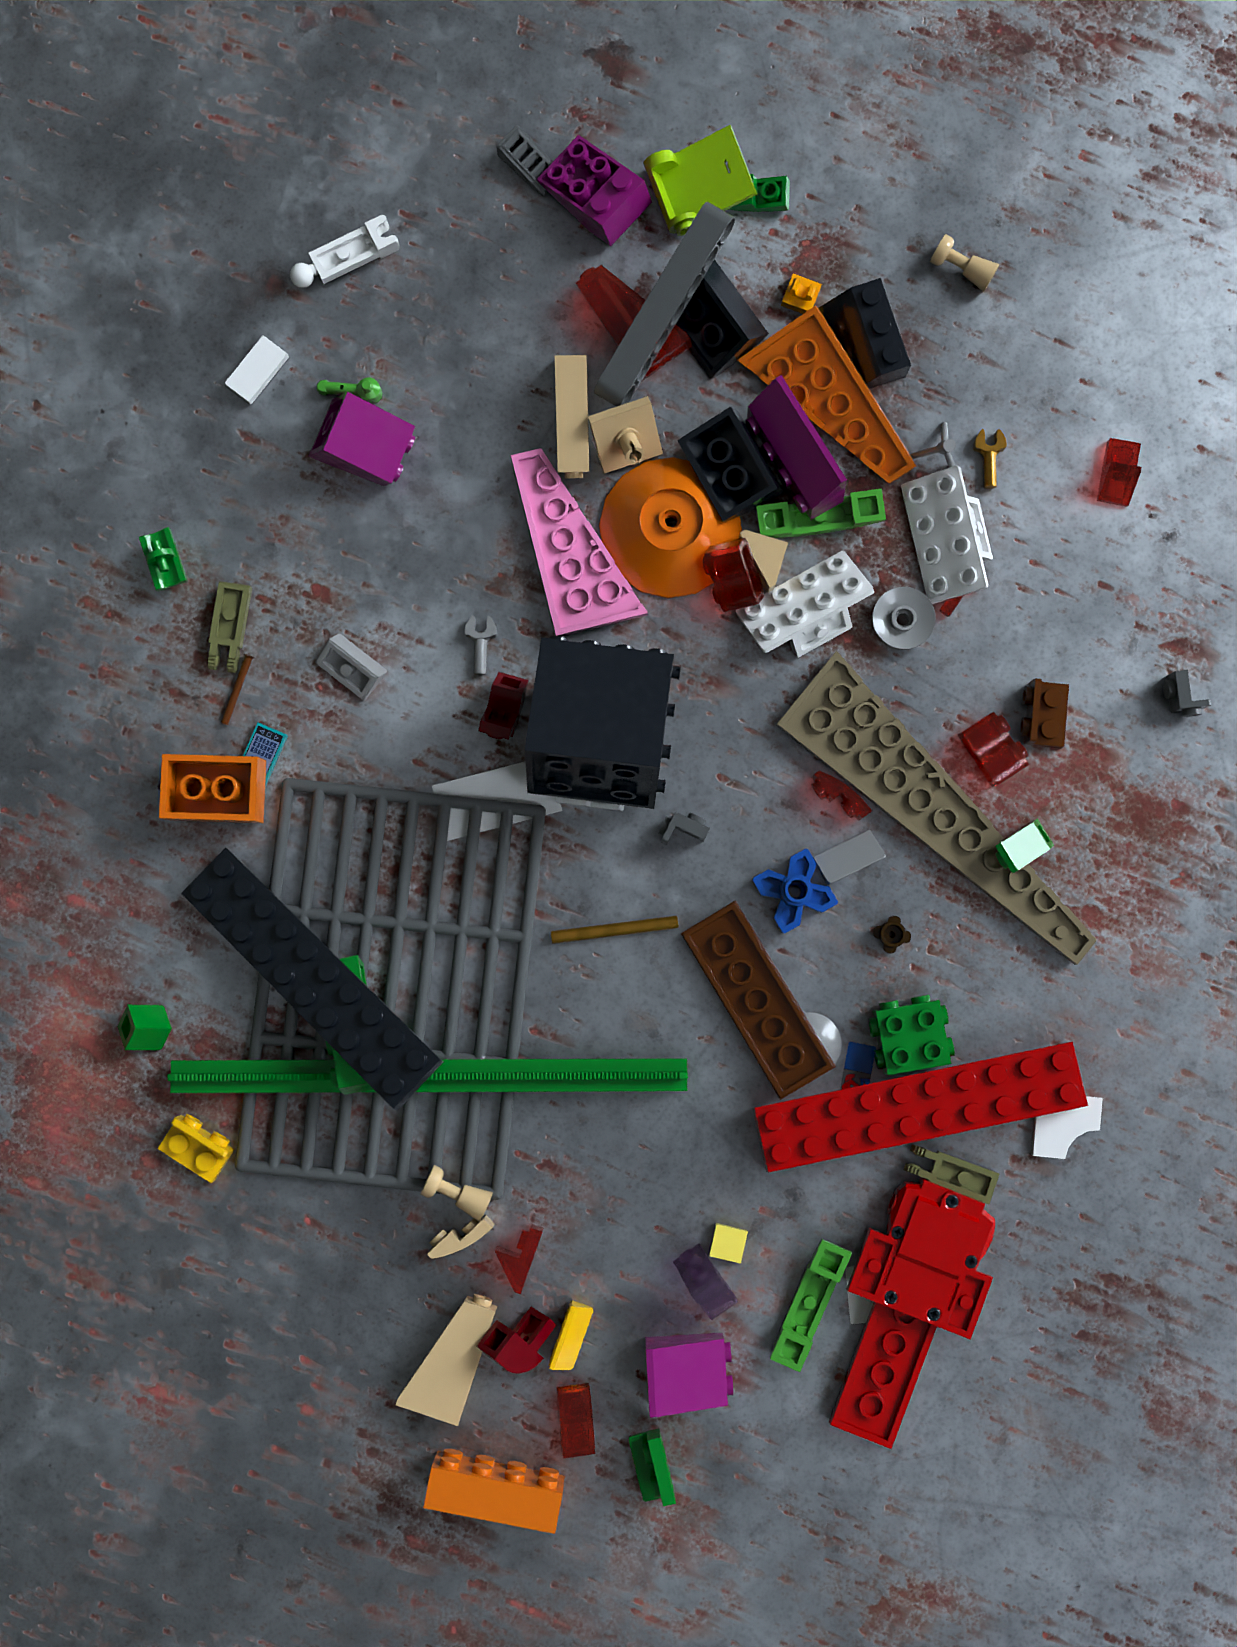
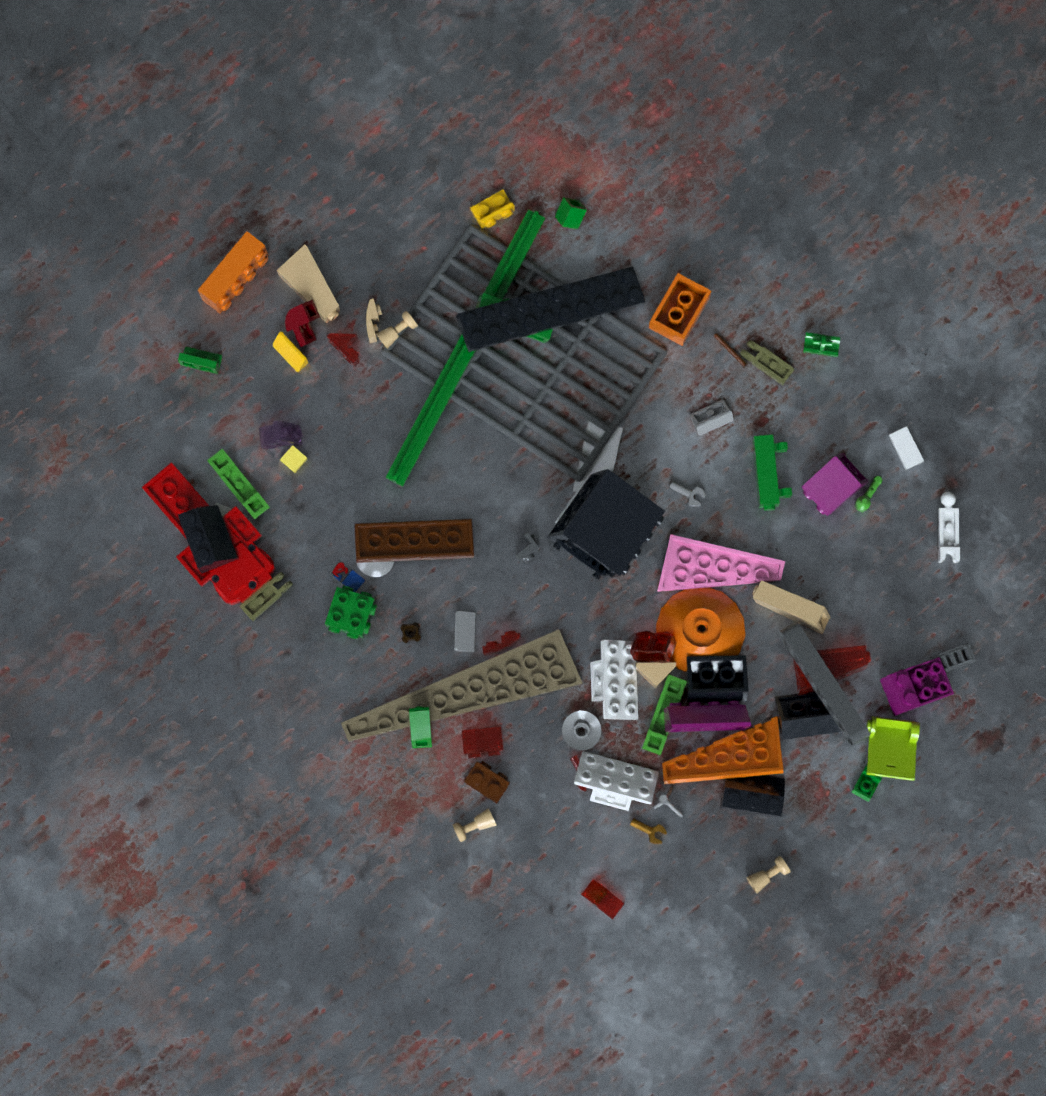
camera: 115 degrees right, 5 degrees down
(266, 744) = (690, 350): tile -> none
(393, 545) = (766, 471): none -> green brick
(504, 706) = (641, 481): dark red brick -> none
(575, 1420) = (245, 332): clear red slope -> none
(614, 929) = (492, 485): pearl gold bar -> none
(625, 435) = (763, 628): tan tile -> none
(687, 1373) = (239, 400): magenta slope -> none
(801, 294) = (797, 773): light orange tile -> none
(811, 895) = (469, 584): blue plant -> none
(919, 1107) = (310, 595): red brick -> none
(921, 1307) = (208, 537): none -> black slope
(1058, 1130) = (262, 671): white tile -> none
(1106, 691) = (481, 821): none -> tan piece
(1178, 691) = (461, 861): dark grey bracket -> none

